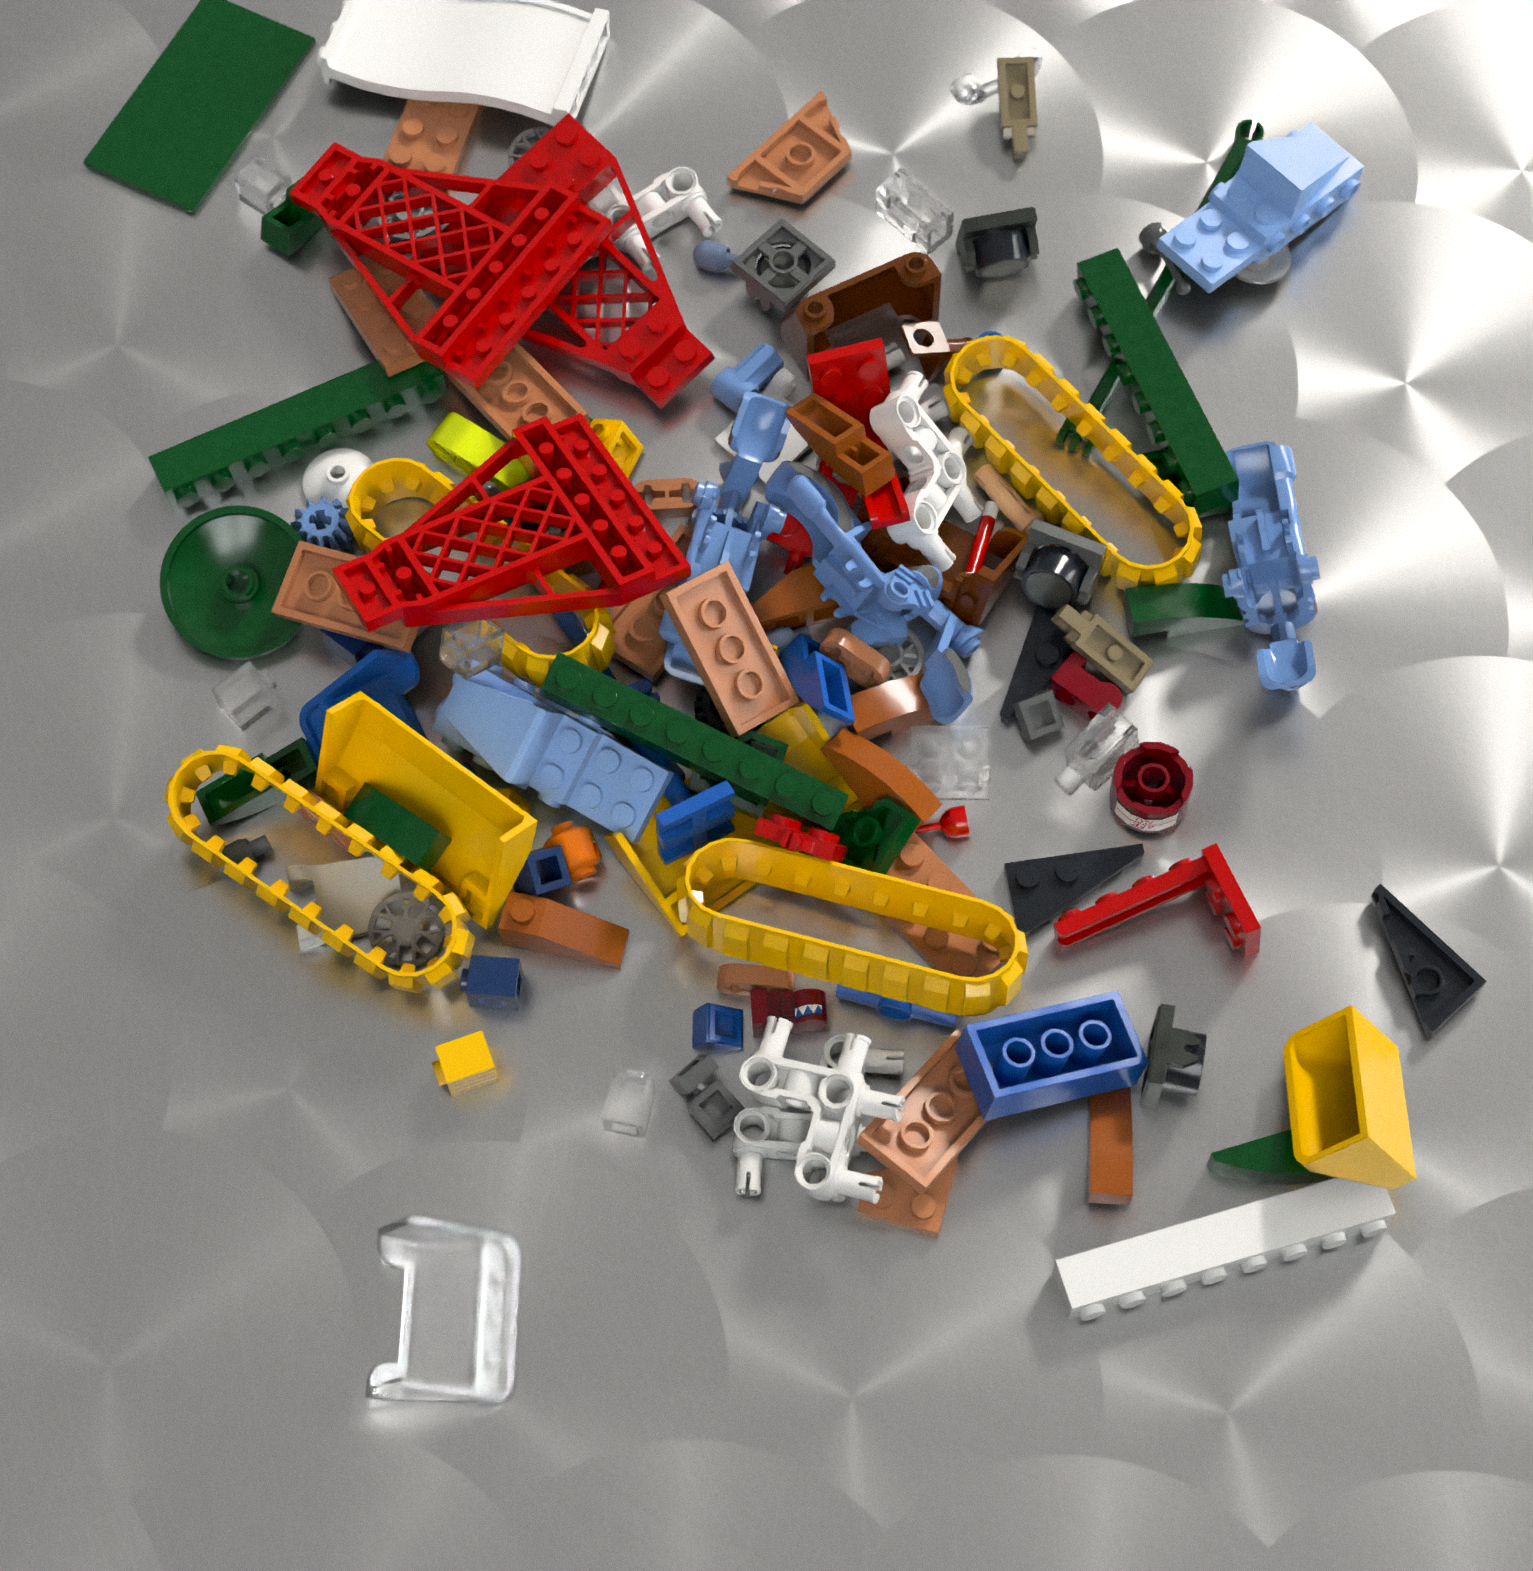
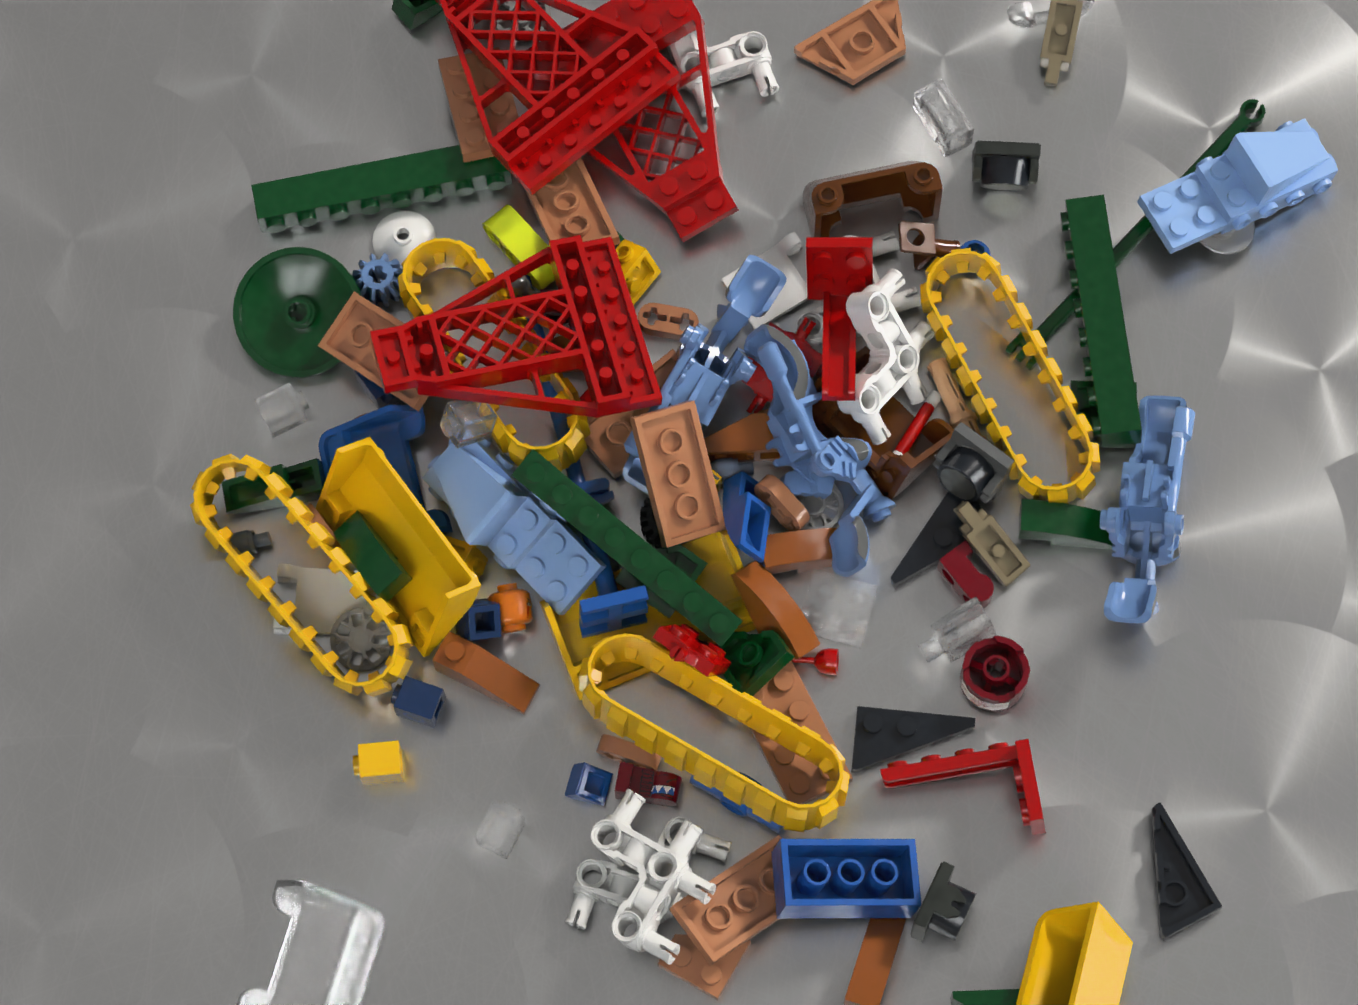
camera: 15 degrees right, 5 degrees up
(695, 1075) = (559, 819): dark grey plate -> none
(713, 256) = (766, 116): sand blue cylinder -> none
(715, 1108) = (568, 850): dark grey plate -> none
(749, 375) = (759, 235): medium blue piece -> none
(782, 272) = (817, 145): dark grey piece -> none
(842, 443) = (816, 319): dark orange slope -> none
(1038, 715) = (921, 587): dark grey plate -> none
(1149, 238) = (1137, 188): dark grey hinge -> none

